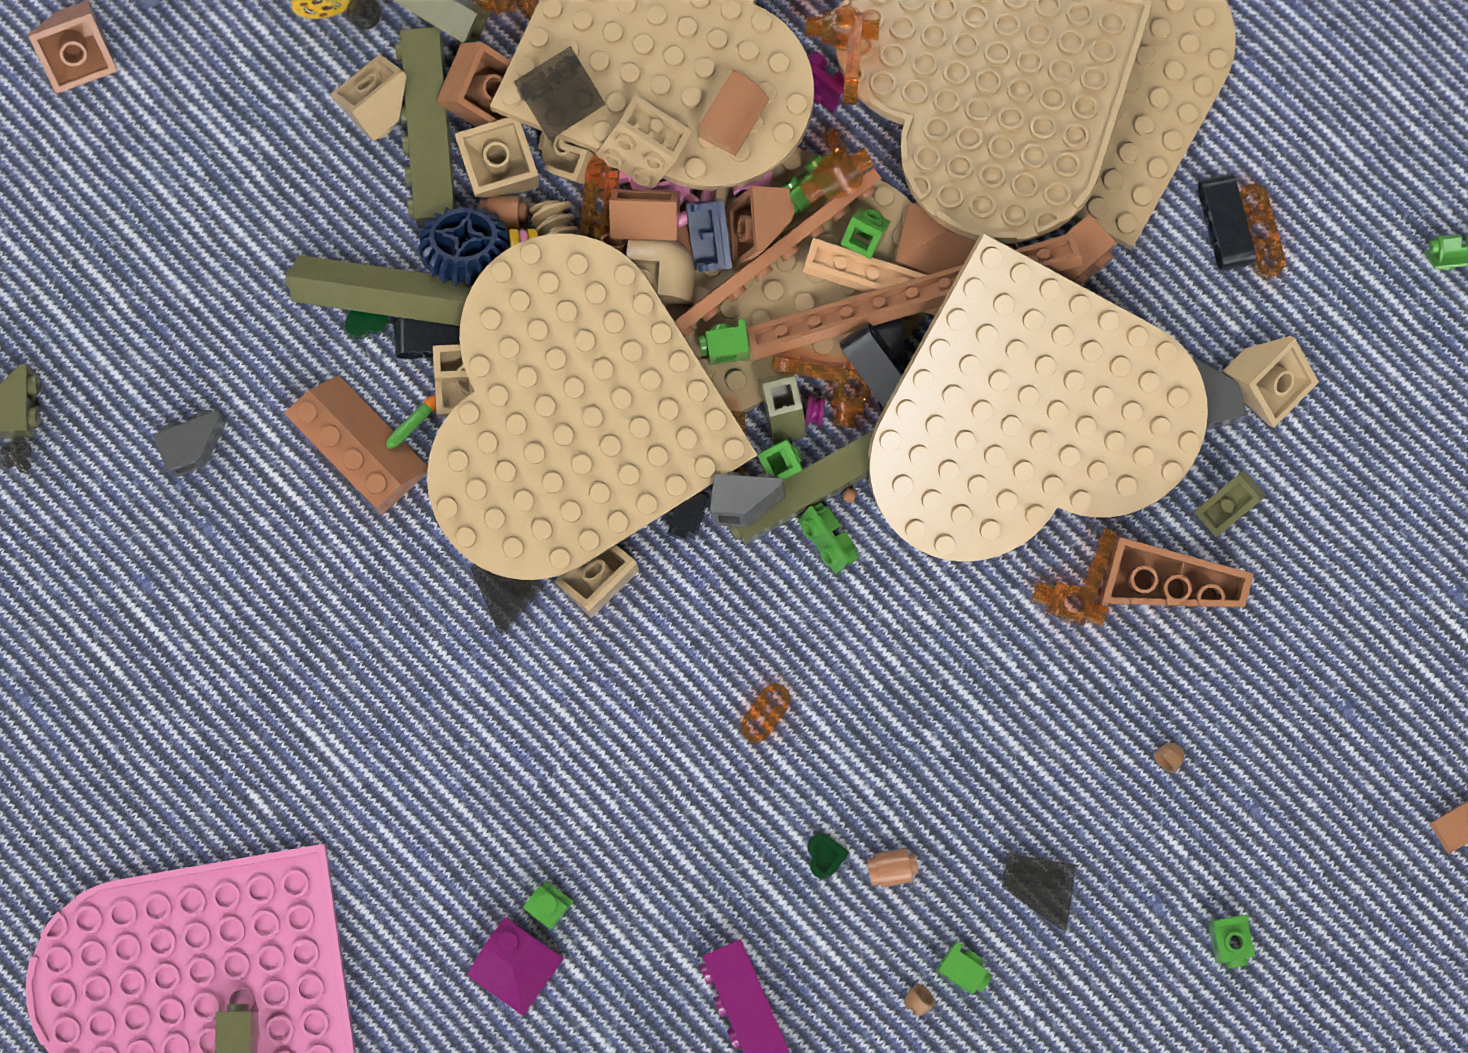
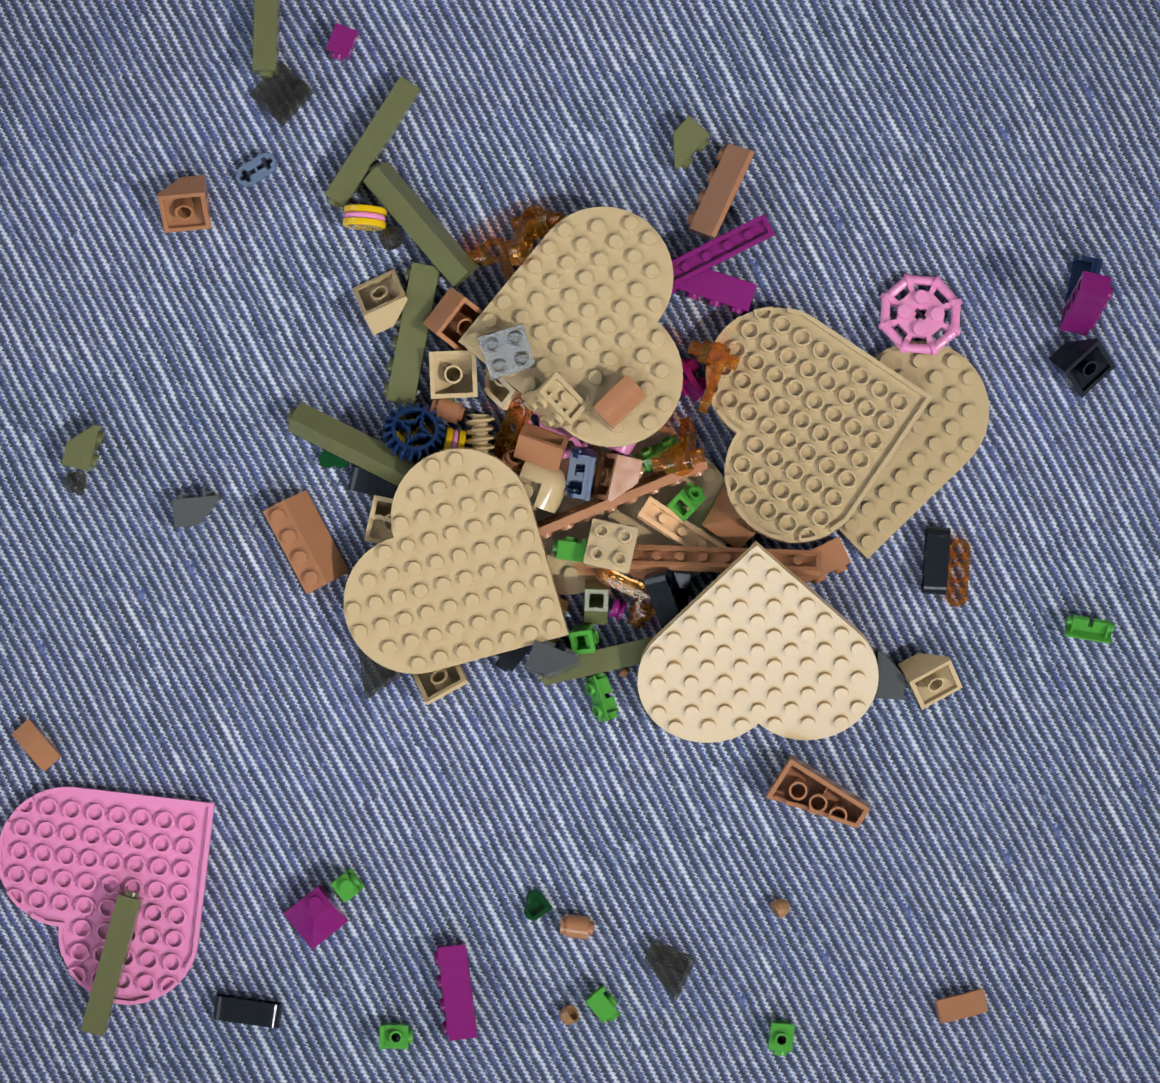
camera: 20 degrees right, 10 degrees up
(48, 836) = (36, 745): none -> nougat slope
(412, 422) = (346, 538): bright green piece -> none
(759, 708) = (521, 796): clear orange beam -> none
(780, 316) = (610, 546): none -> tan bracket
(1090, 611) = (737, 780): clear orange piece -> none
(1230, 503) = (873, 754): olive slope -> none

